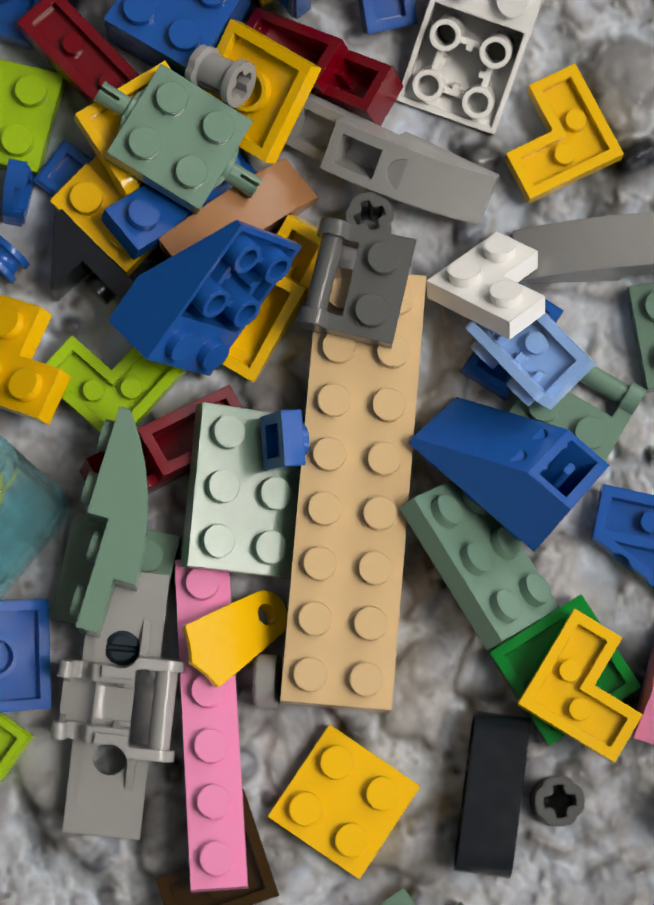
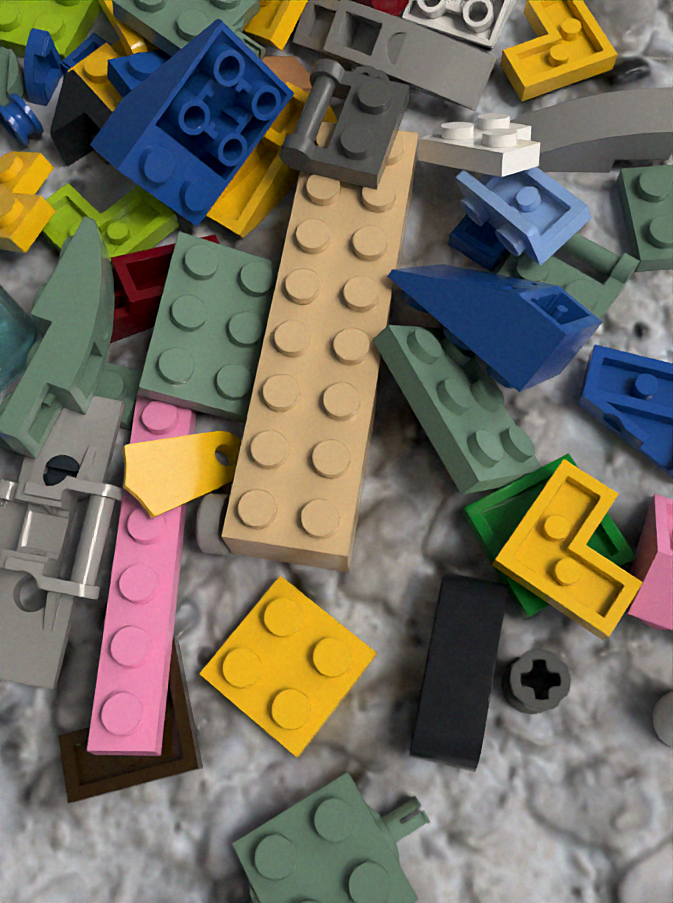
camera: 15 degrees right, 10 degrees down
(283, 440) = (256, 266): blue plate -> none

